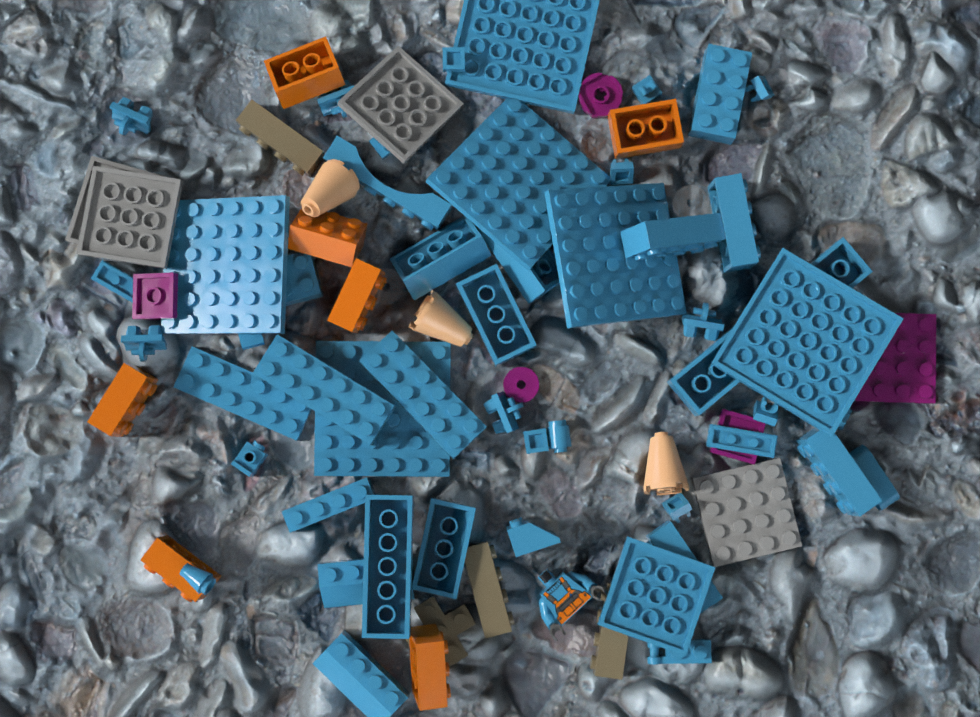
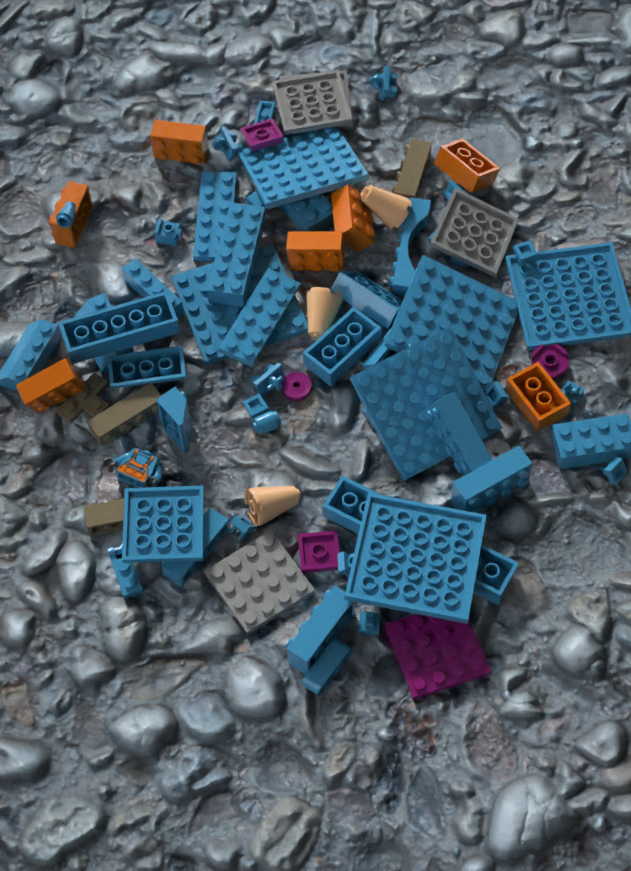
camera: 75 degrees right, 25 degrees down
(711, 325) = (398, 486): dark azure hips -> none
(741, 441) = (316, 551): dark azure tile -> none

